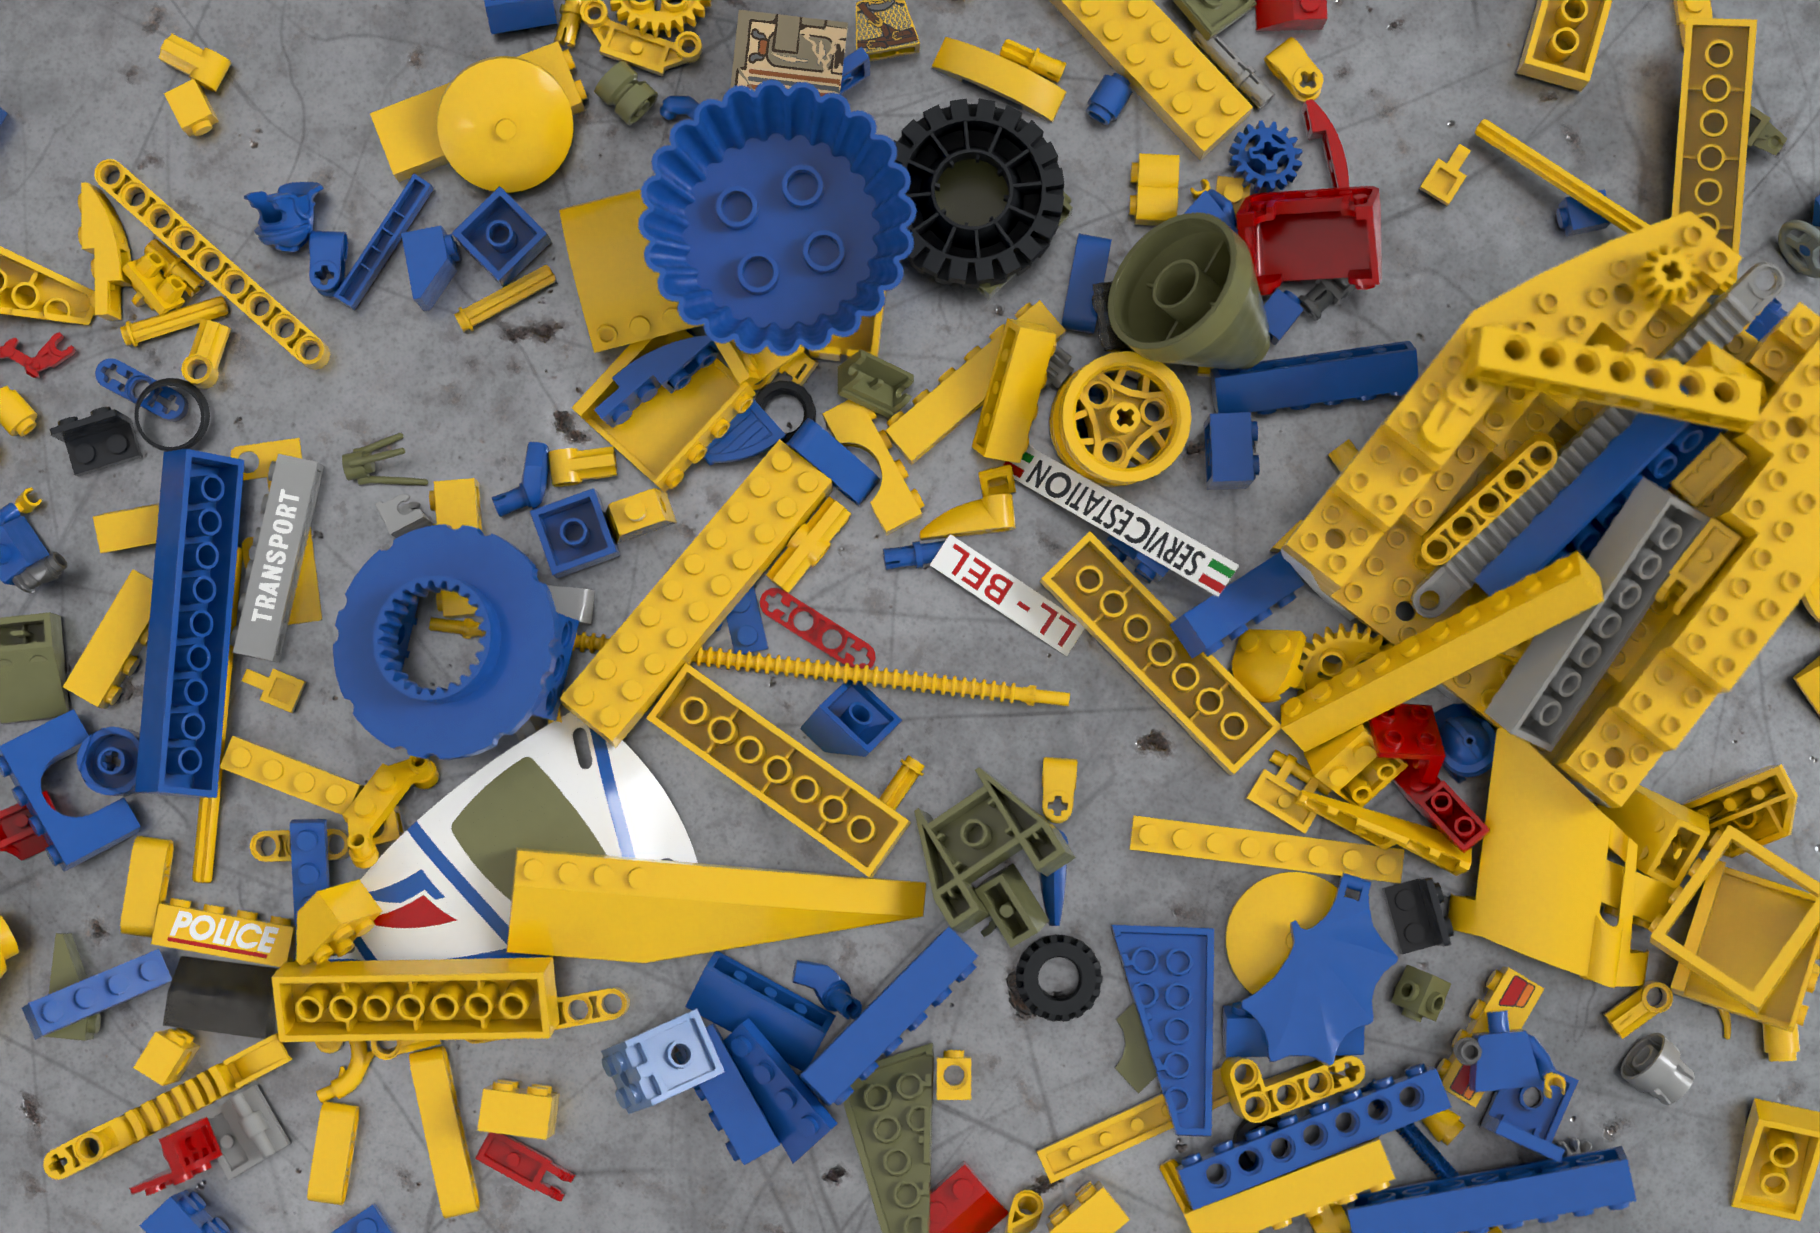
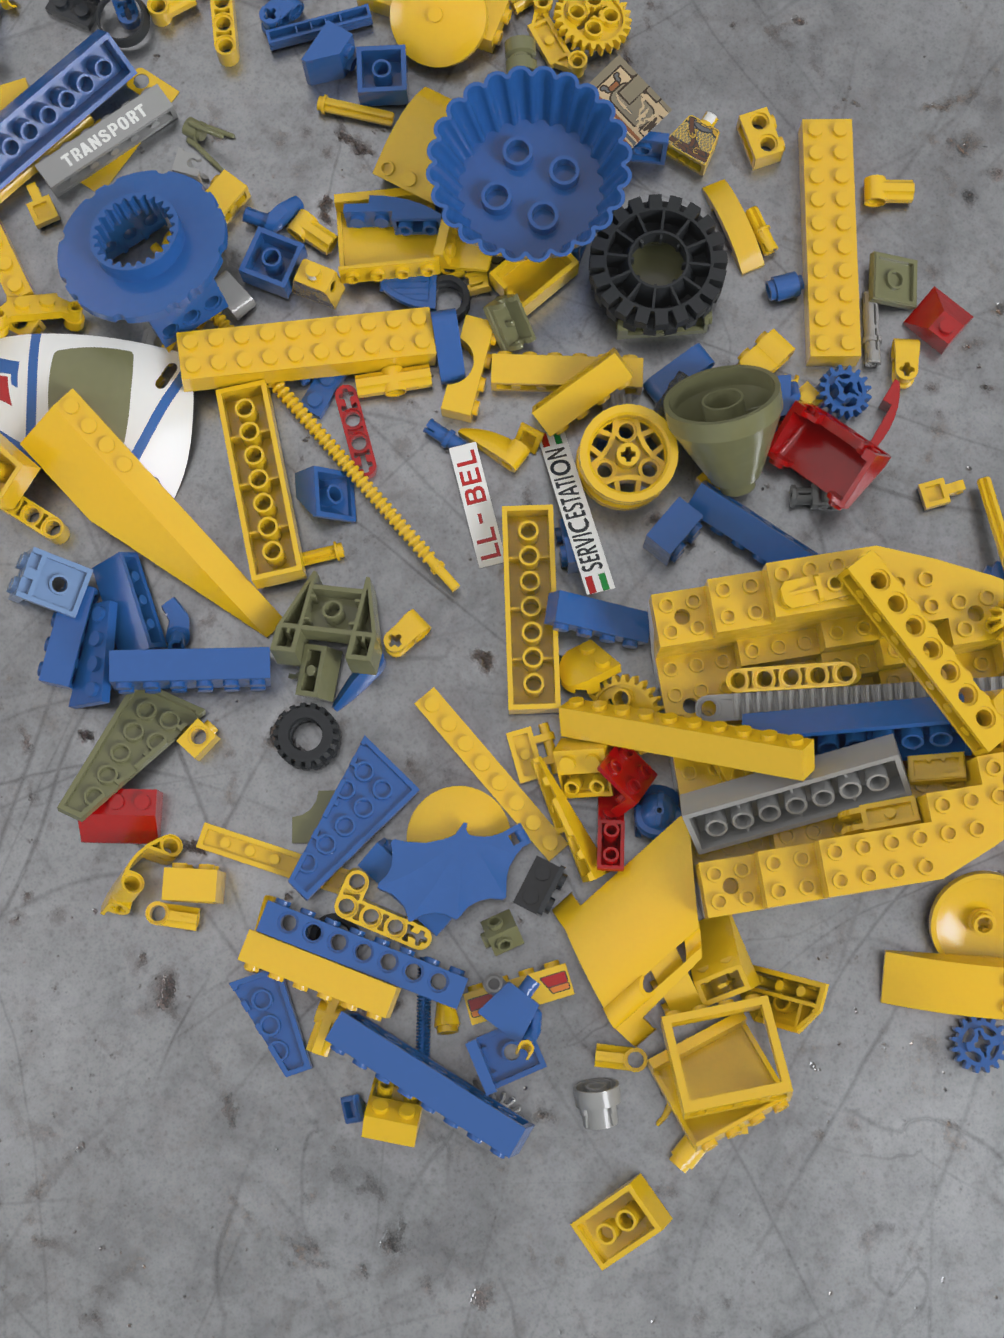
camera: 45 degrees right, 5 degrees down
(127, 528) = (40, 54): yellow hinge -> none
(1281, 312) = (772, 485): blue brick -> none

